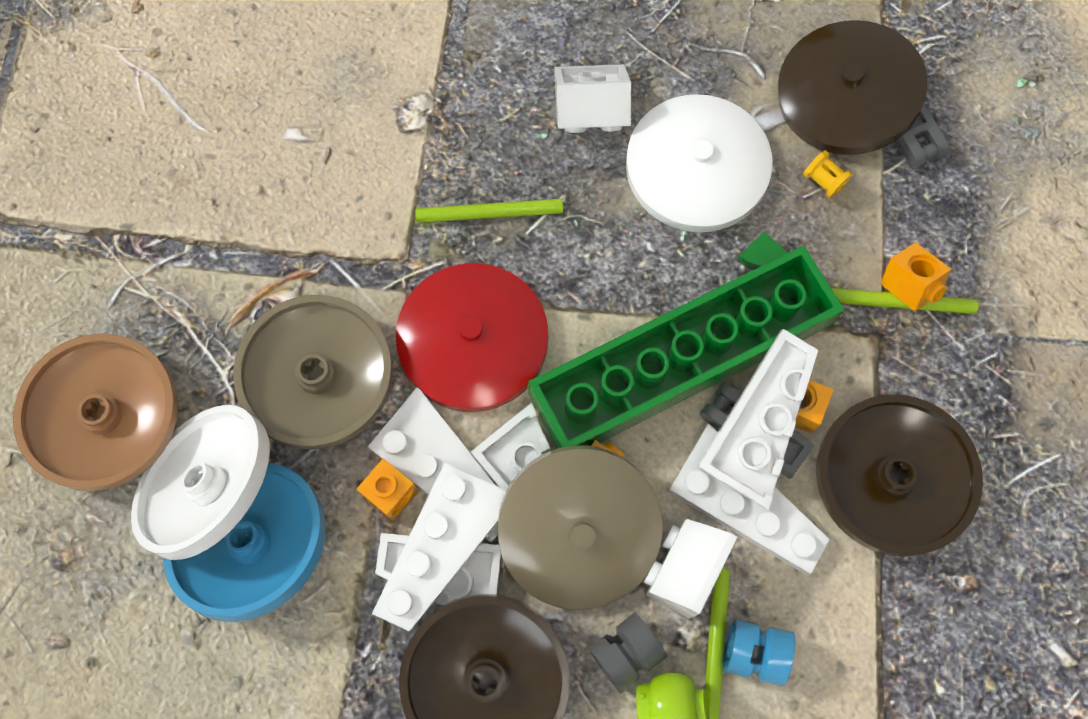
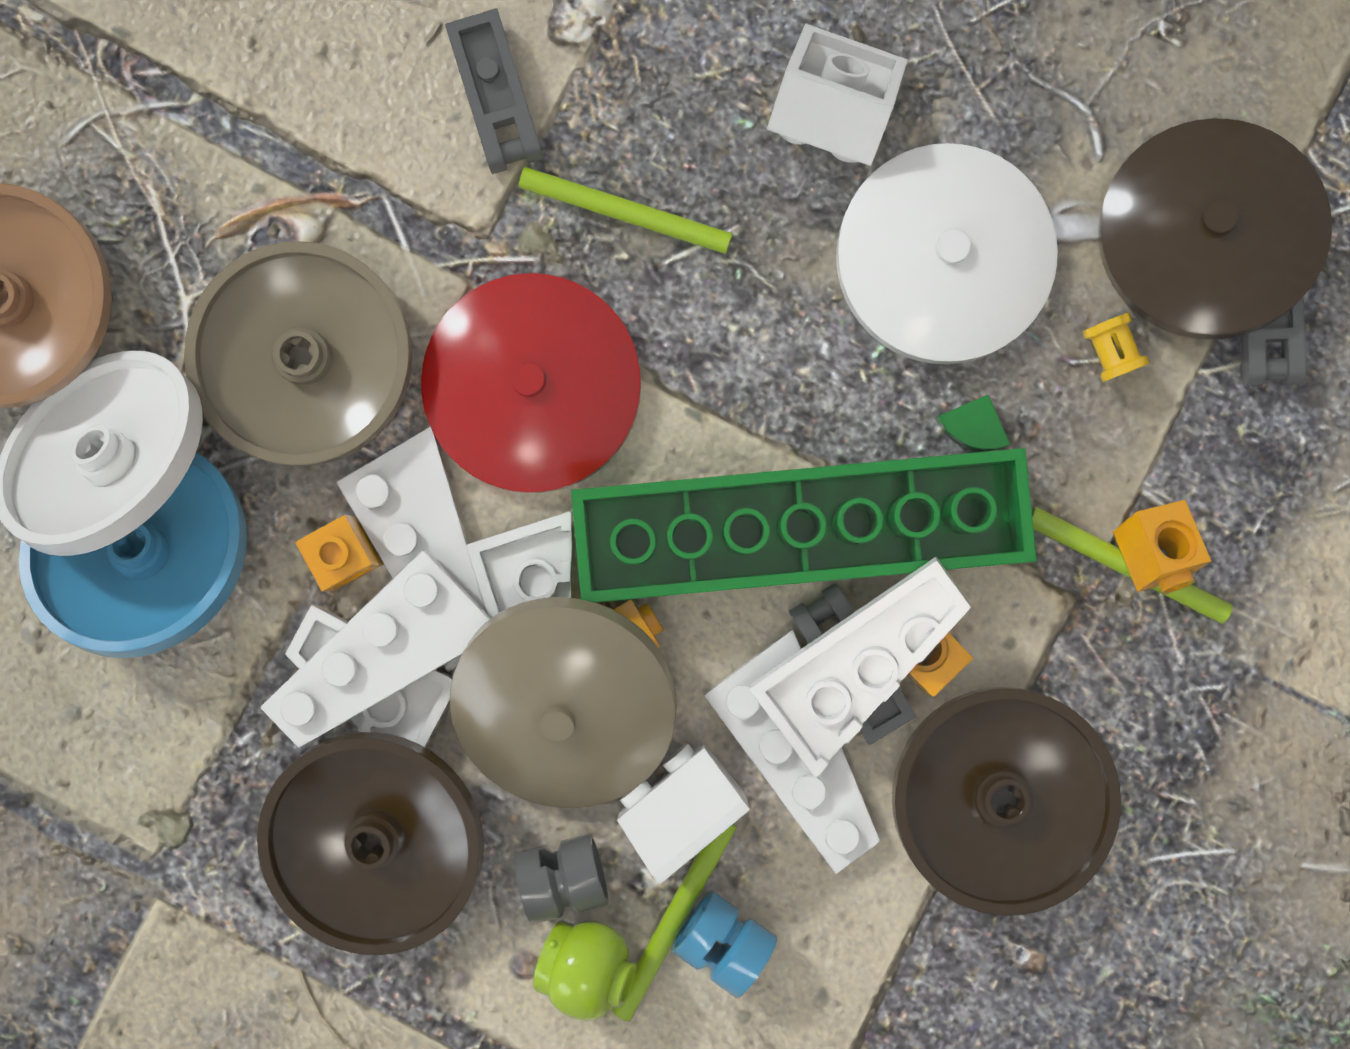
camera: 20 degrees right, 15 degrees up
(379, 170) = (493, 88): none -> dark grey plate

